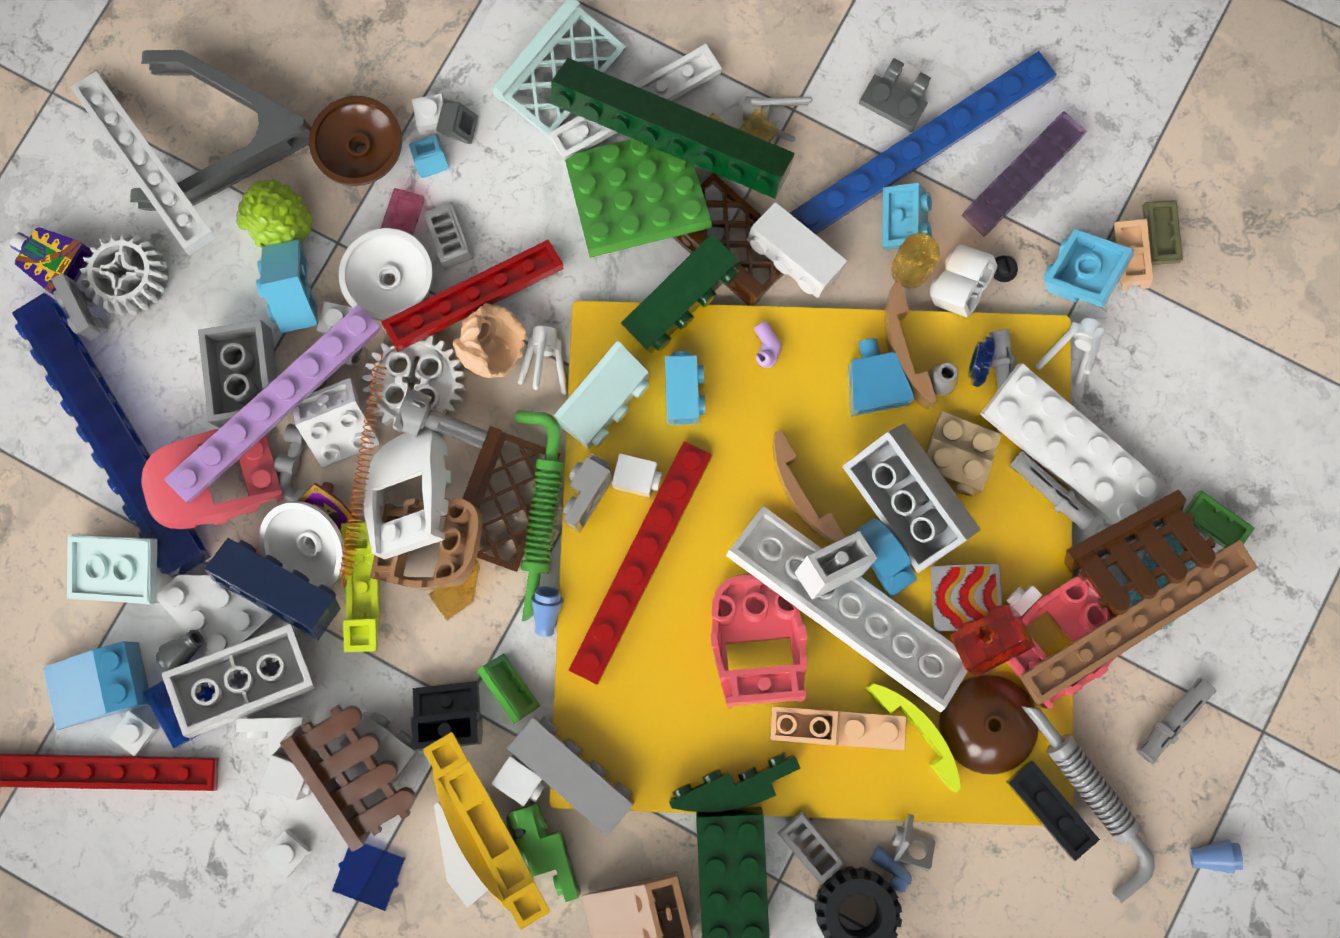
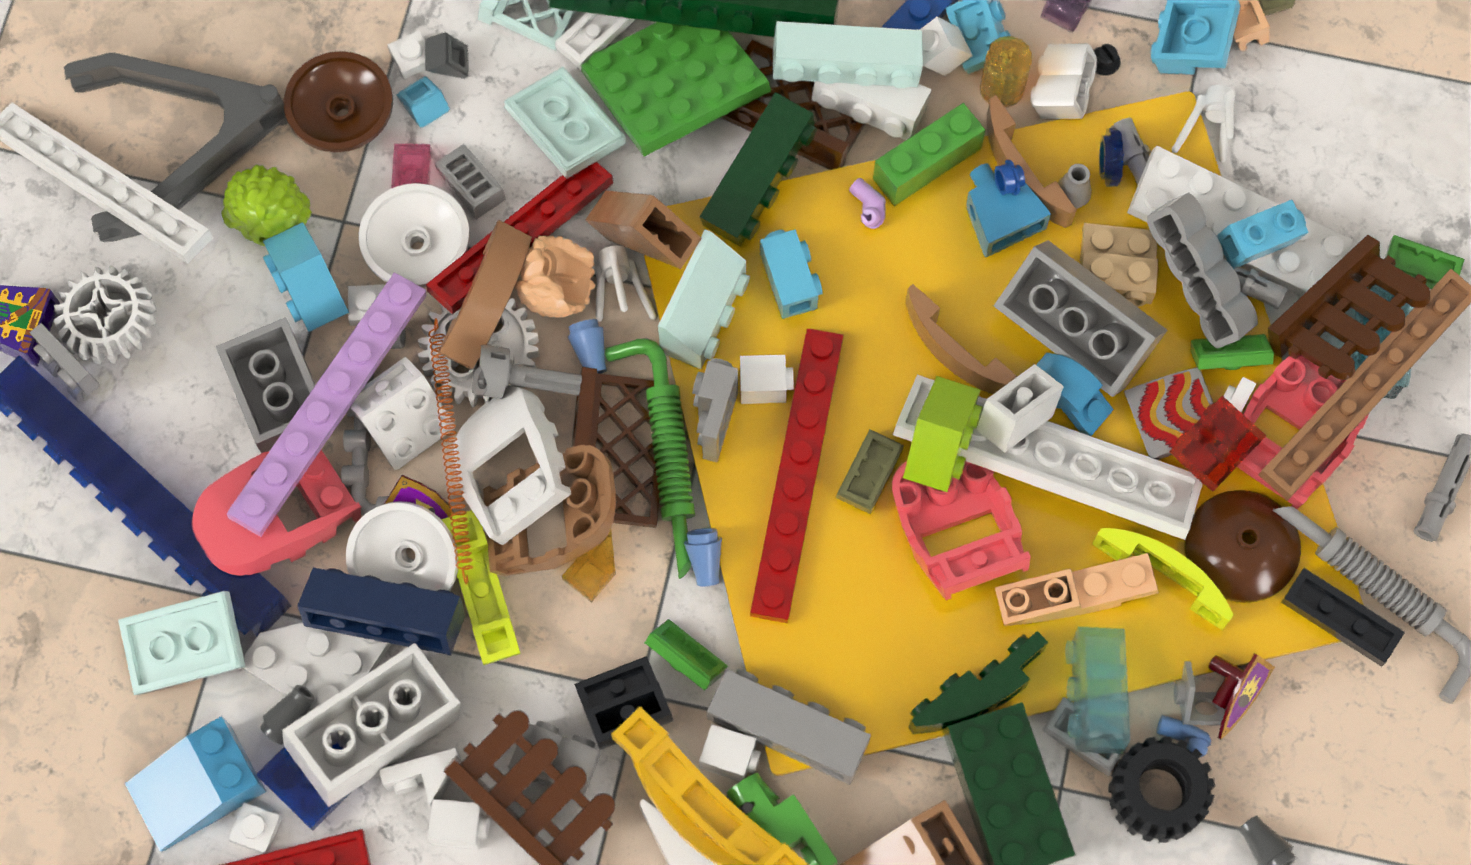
camera: 20 degrees left, 10 degrees down
(428, 343) = (487, 295): none -> medium nougat slope
(503, 405) = (588, 344): none -> medium blue cone
(537, 206) = (565, 122): none -> light aqua tile
(569, 323) = (643, 226): none -> medium nougat slope
(700, 577) = (870, 471): none -> olive plate
(765, 570) = (941, 433): none -> lime brick
(784, 214) = (847, 54): none -> light aqua brick
(829, 316) = (928, 154): none -> bright green brick
(830, 818) = (1098, 690): none -> clear light blue brick
(867, 222) = (943, 46): none -> white brick
(888, 360) = (1009, 178): none -> blue plate
(945, 837) = (1238, 688): none -> shield
(1024, 477) = (1206, 278): none -> light grey brick
(1031, 558) = (1247, 351): none -> bright green plate
(1088, 466) = (1262, 234): none -> medium azure brick

